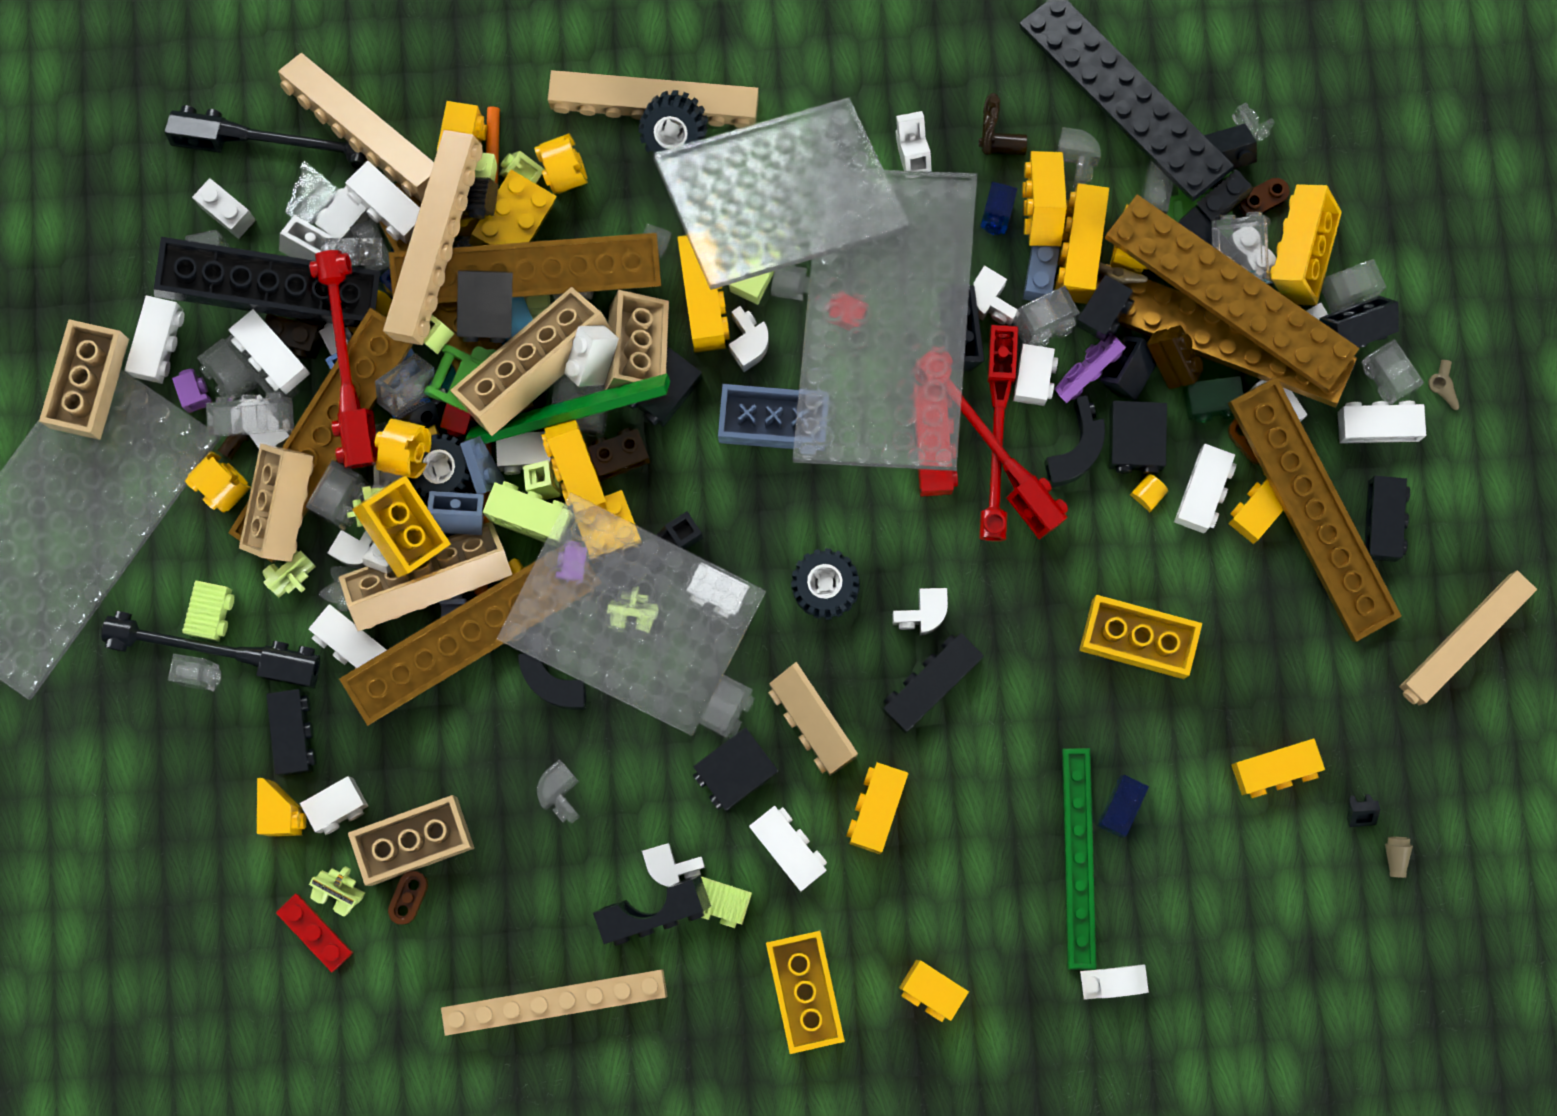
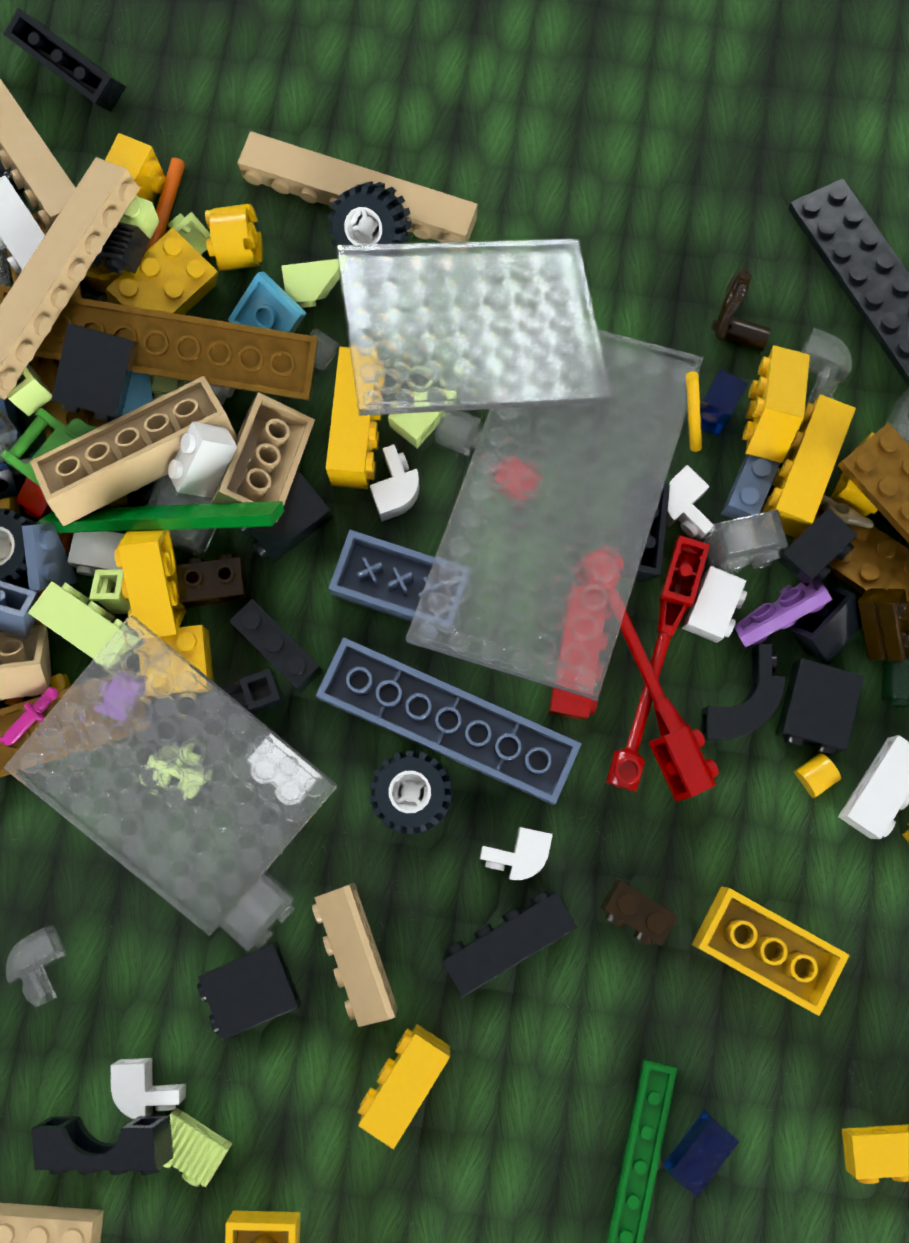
camera: 10 degrees right, 0 degrees up
(375, 45) = (64, 60): none -> black brick
(503, 595) = (32, 713): none -> dark pink piece
(557, 692) = (61, 838): black arch -> none
(605, 217) = (267, 306): none -> medium azure plate
(634, 185) = (310, 280): none -> yellowish green slope
(685, 493) = (276, 645): none -> black brick
(789, 847) = (288, 1103): white brick -> none
(841, 519) = (448, 721): none -> sand blue brick
(912, 142) = (637, 305): white brick -> none
(979, 221) = (693, 409): none -> yellow bar
(1030, 634) = (639, 912): none -> dark brown brick

